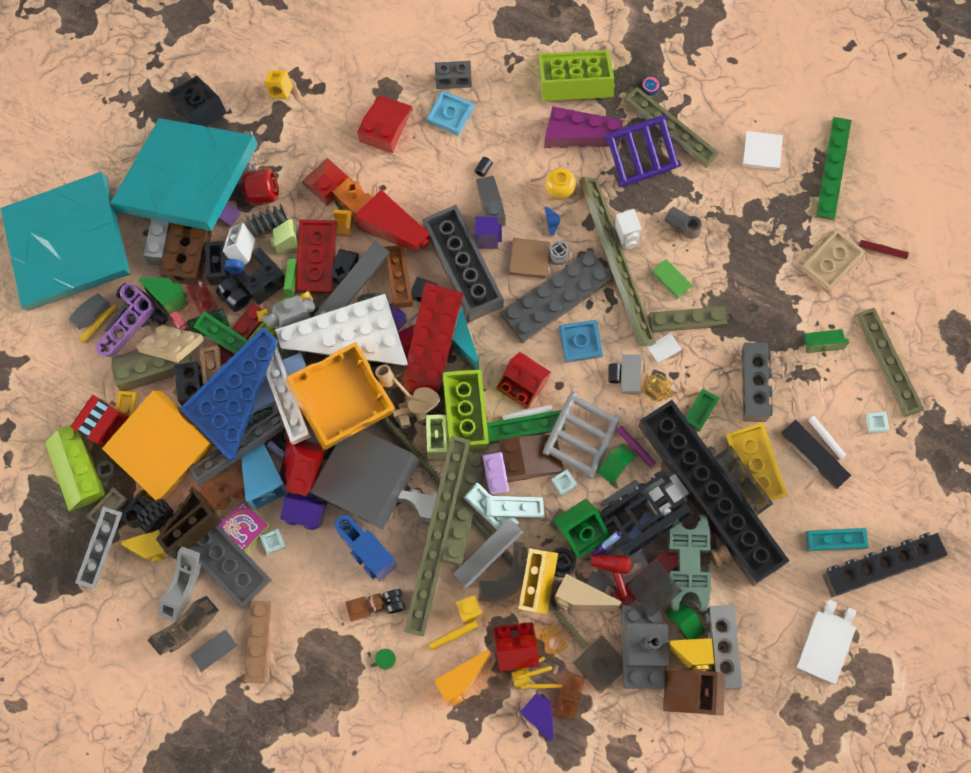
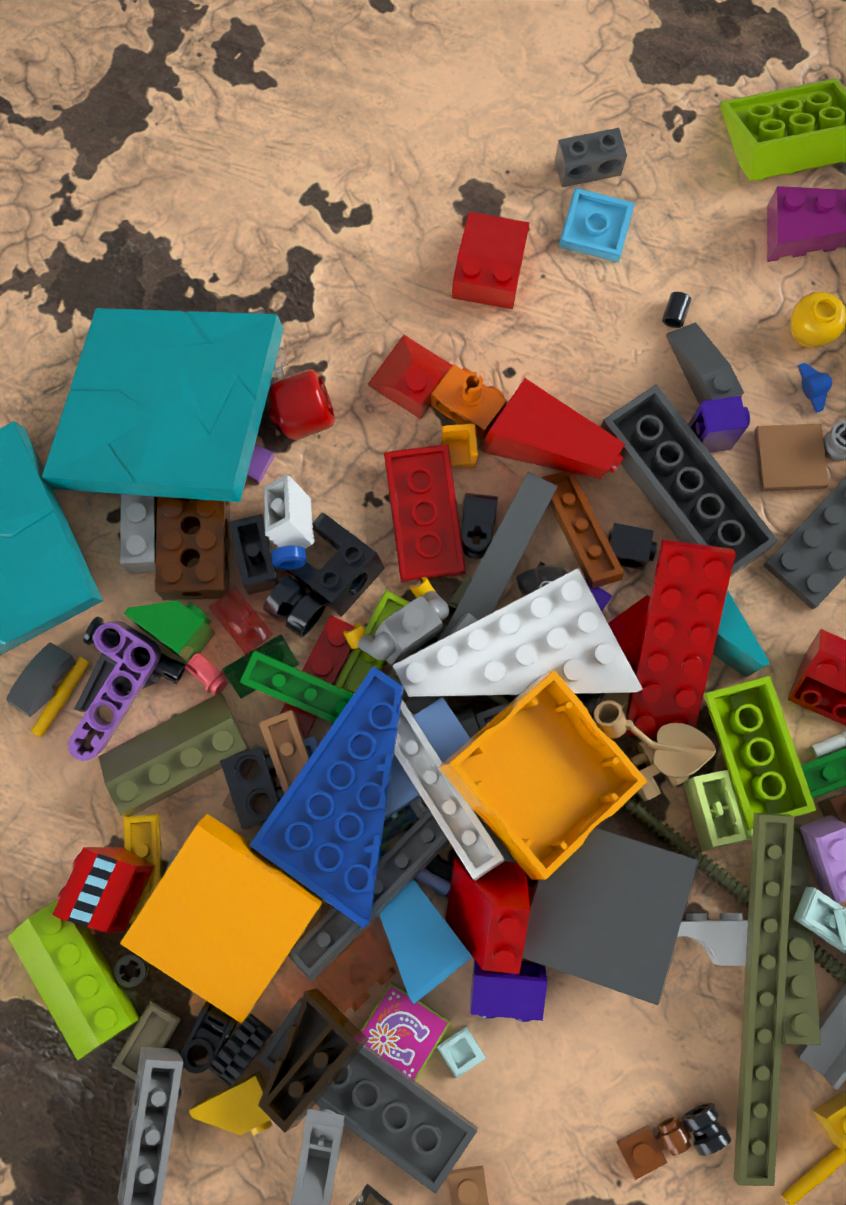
camera: 15 degrees left, 5 degrees up
(170, 343) = (203, 719): tan plate -> none
(197, 102) = (157, 270): black slope -> none
(267, 221) = (327, 462): dark grey piece -> none
(278, 84) = (294, 217): yellow brick -> none
(285, 238) = (365, 489): yellowish green slope -> none
(290, 278) = (391, 562): bright green tile -> none
(365, 548) = (641, 1046): blue brick -> none

